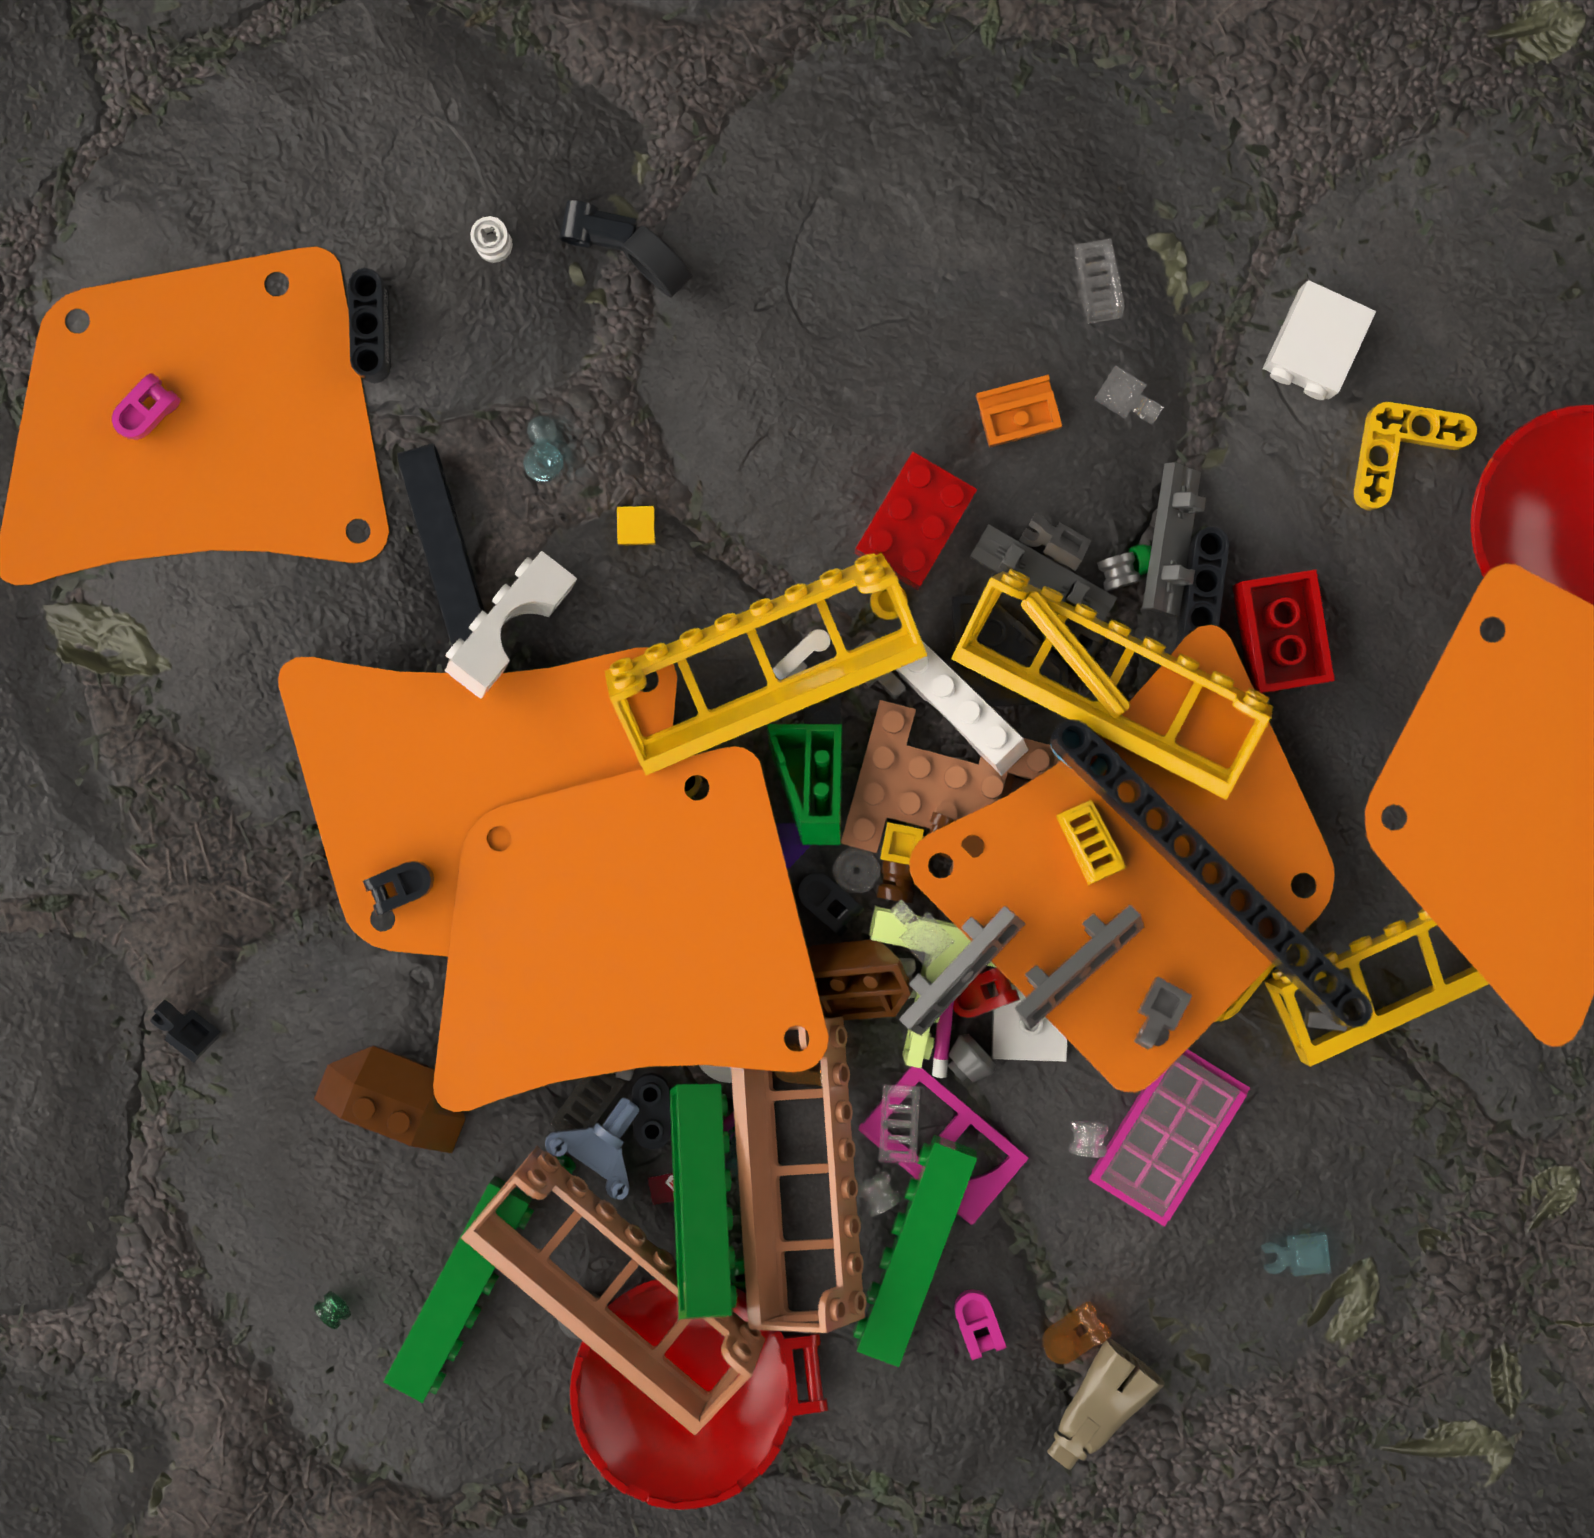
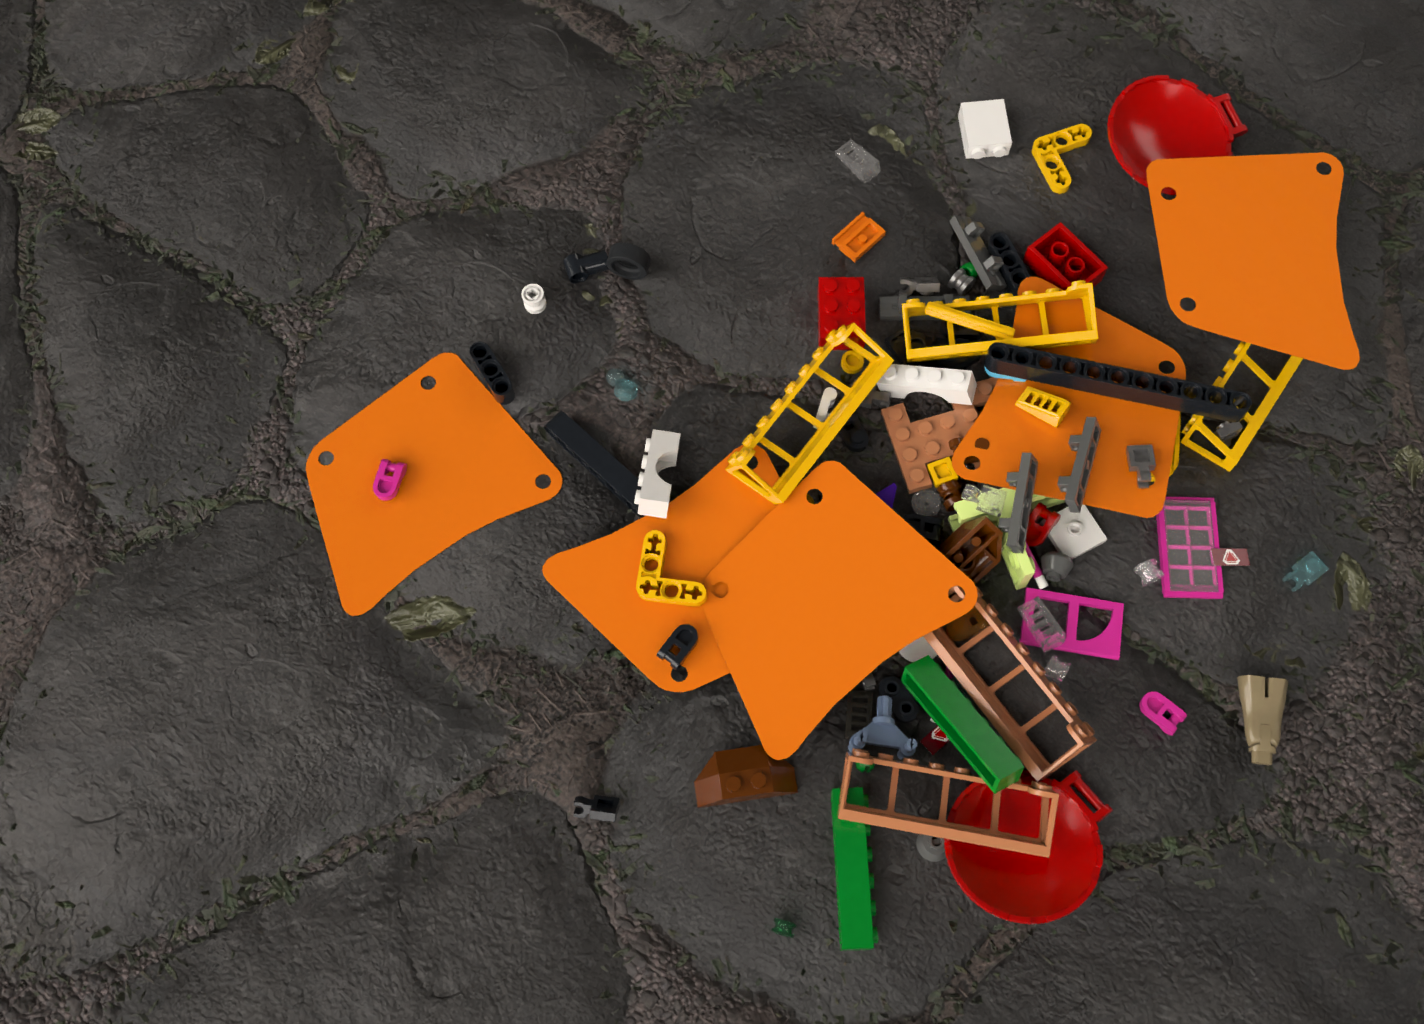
camera: 30 degrees left, 20 degrees down
(421, 772) = (655, 579): none -> yellow beam
(636, 525) = (694, 396): yellow tile -> none
(811, 777) = (872, 462): green wedge -> none
(916, 1249) = (1098, 687): green brick -> none
(1063, 1343) = (1215, 695): clear orange plate -> none
(1124, 393) = (905, 202): clear plate -> none
(1213, 1179) = (1230, 557): none -> dark red sticker

